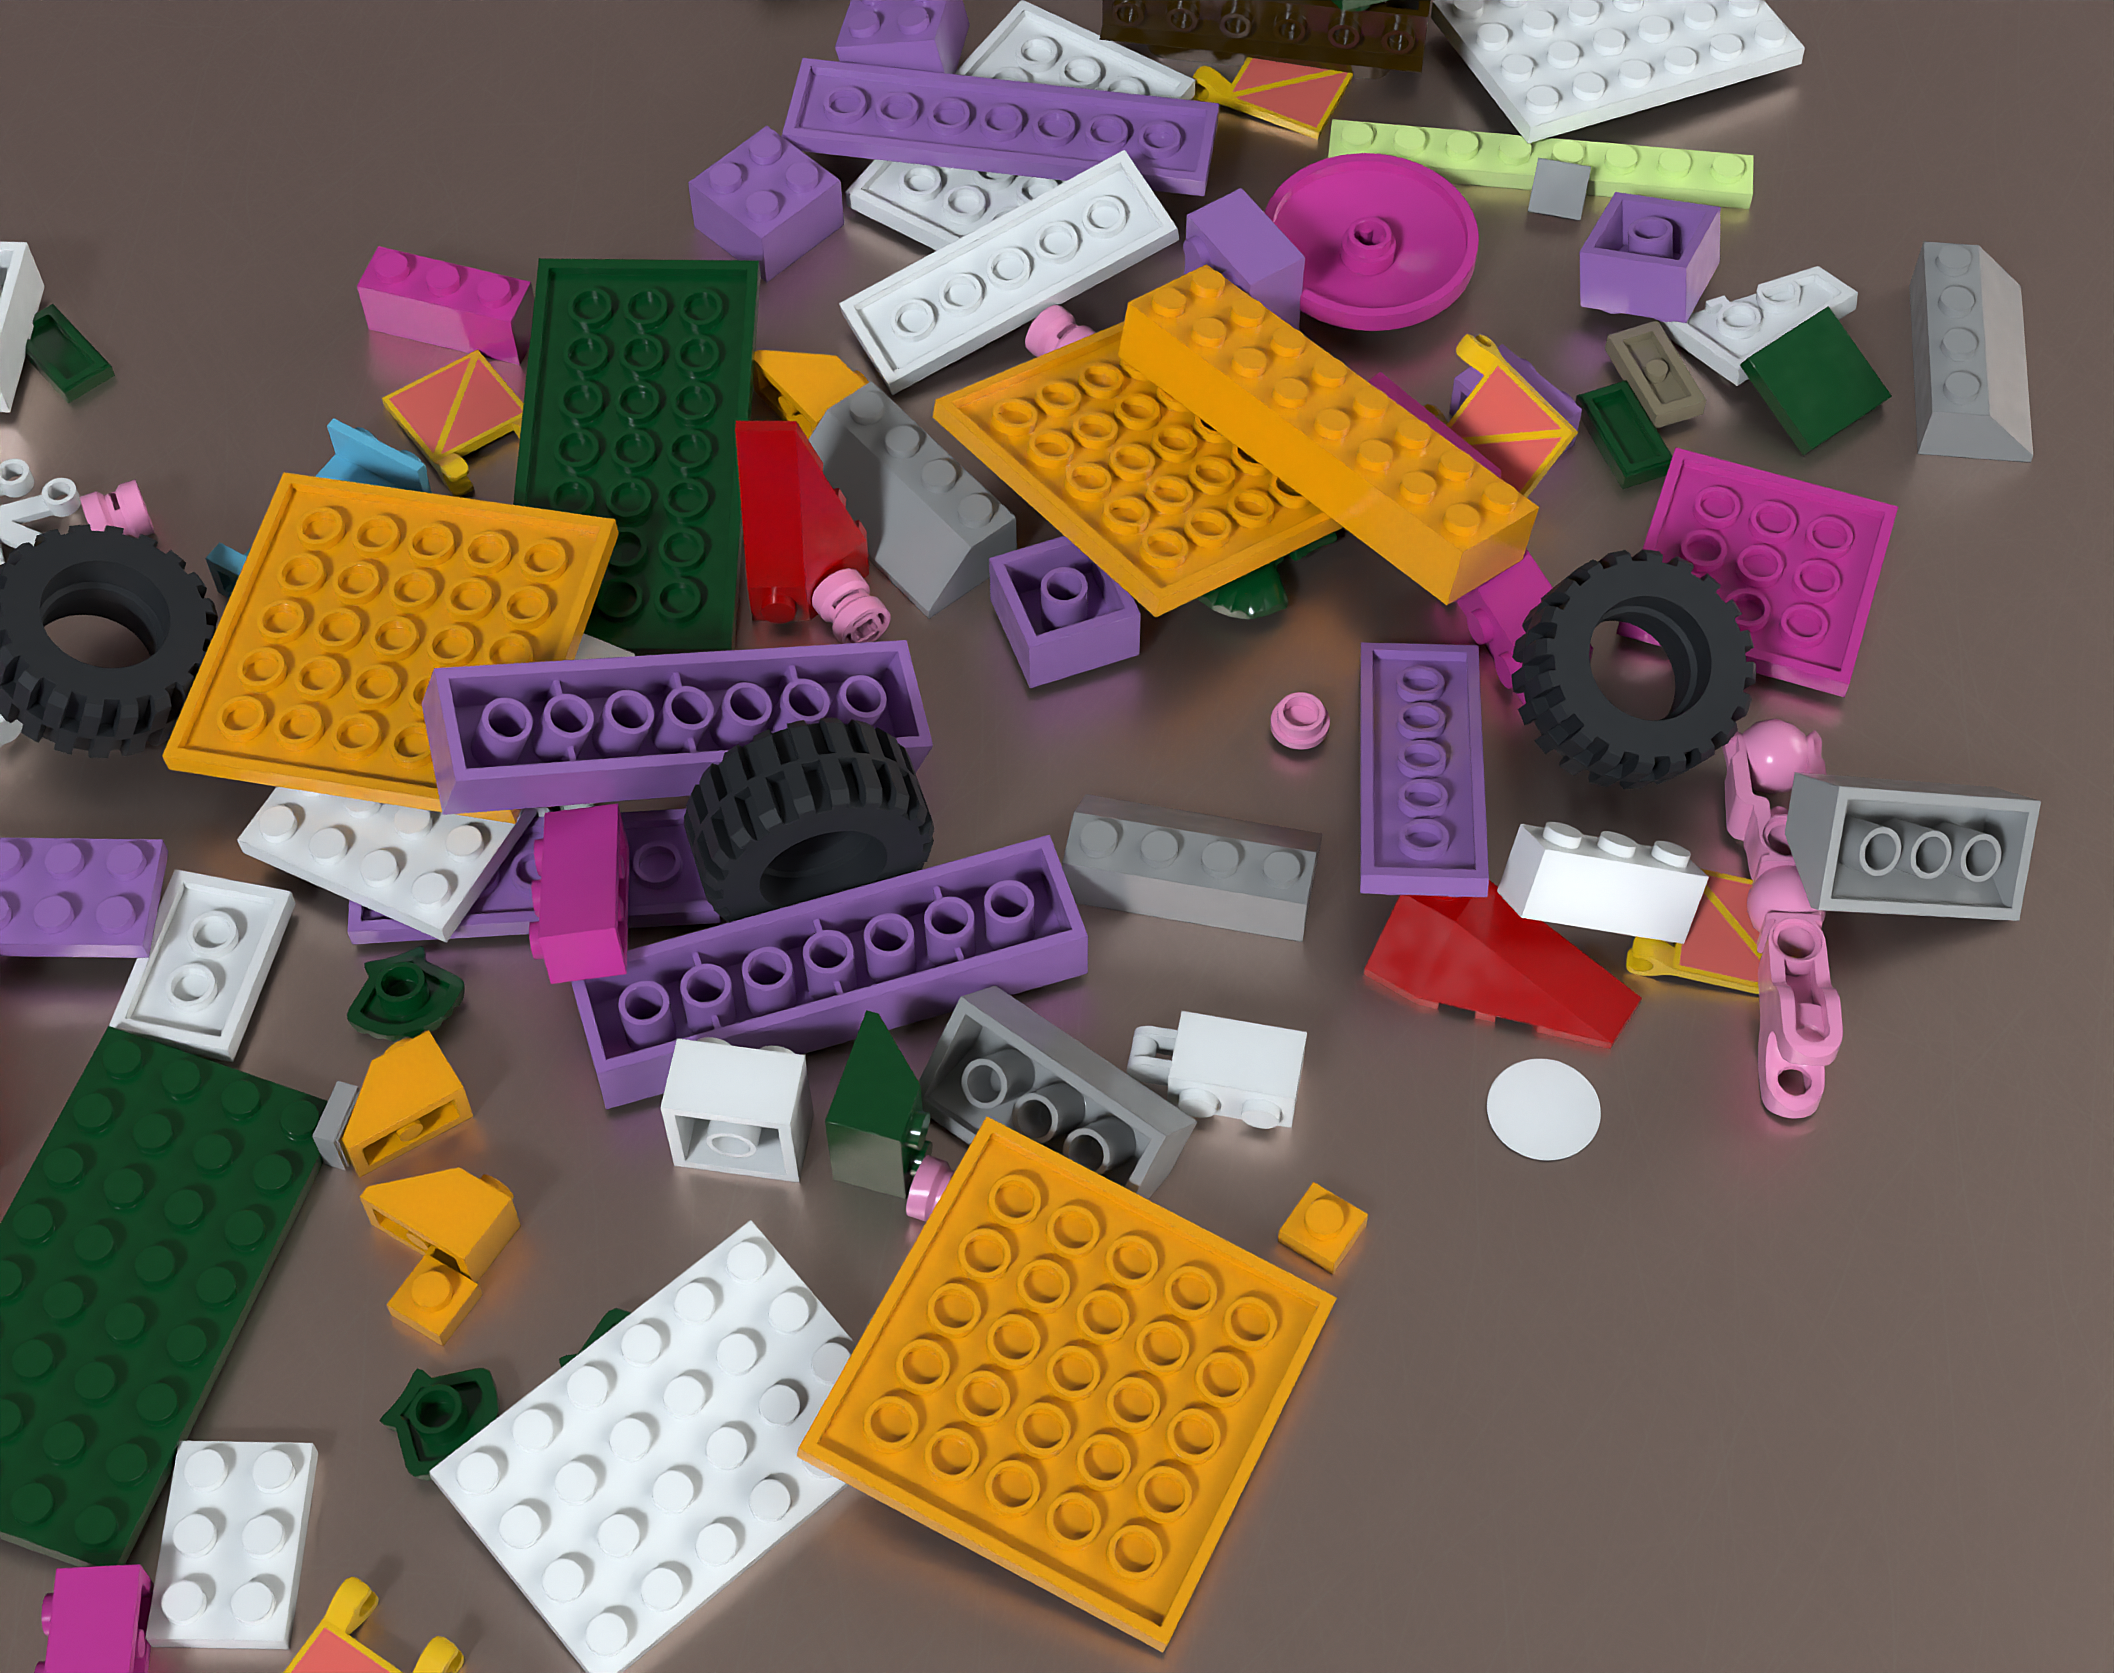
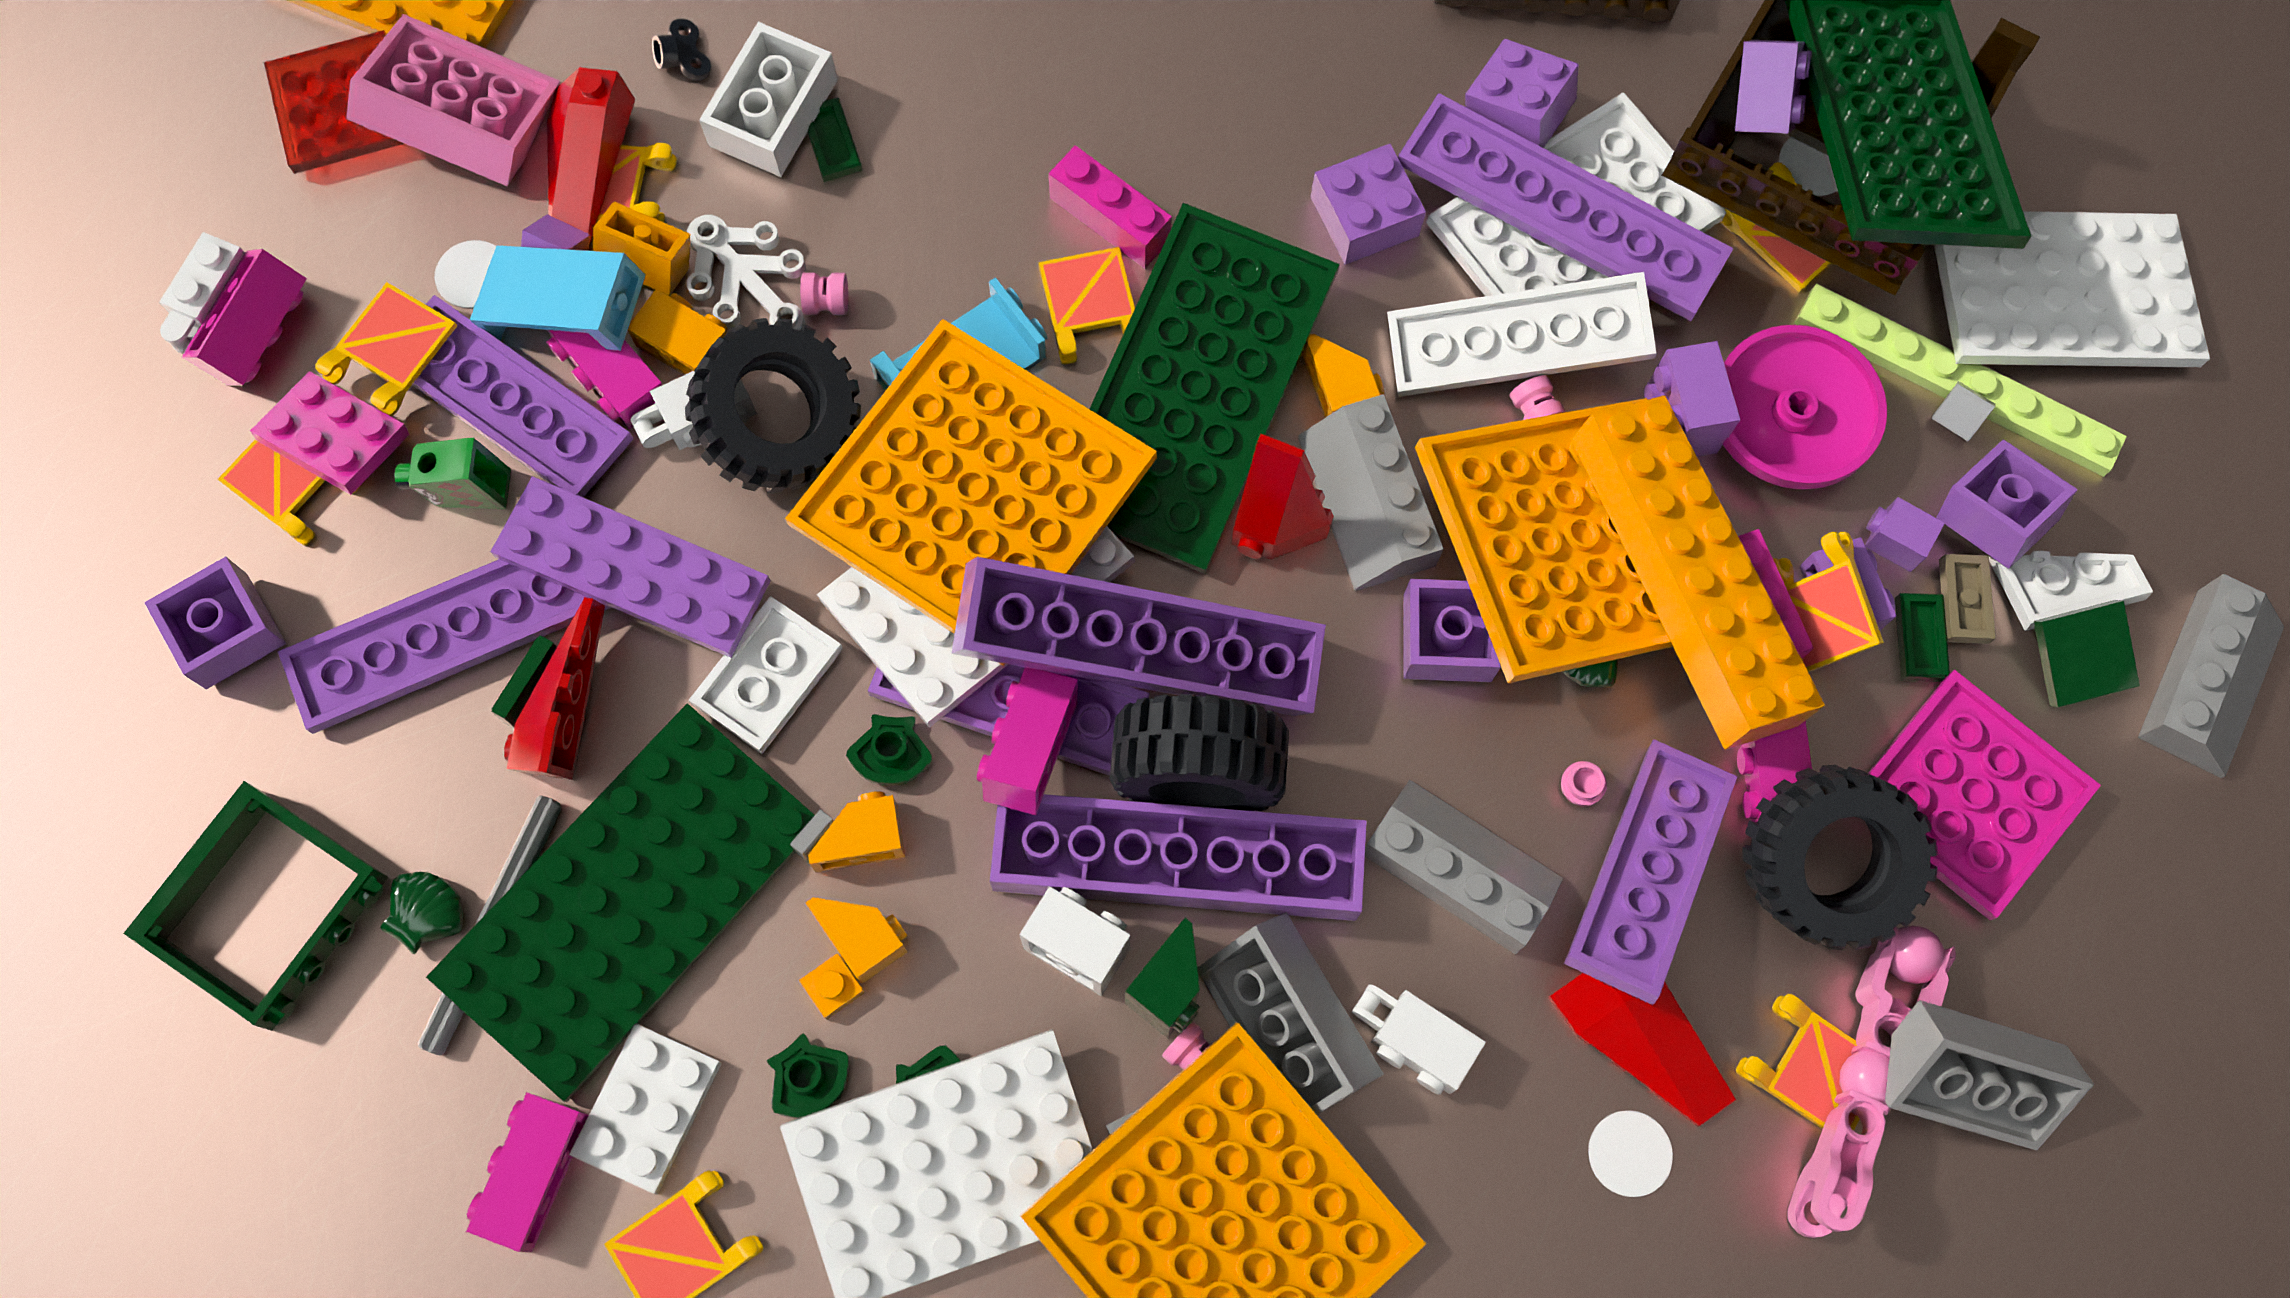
camera: 20 degrees right, 15 degrees up
(847, 604) = (1301, 568): bright pink wheel -> none
(1322, 1228) = (1439, 1182): light orange plate -> none
(1551, 331) = (1903, 533): none -> medium lavender brick
(1602, 882) = (1742, 1017): white brick -> none

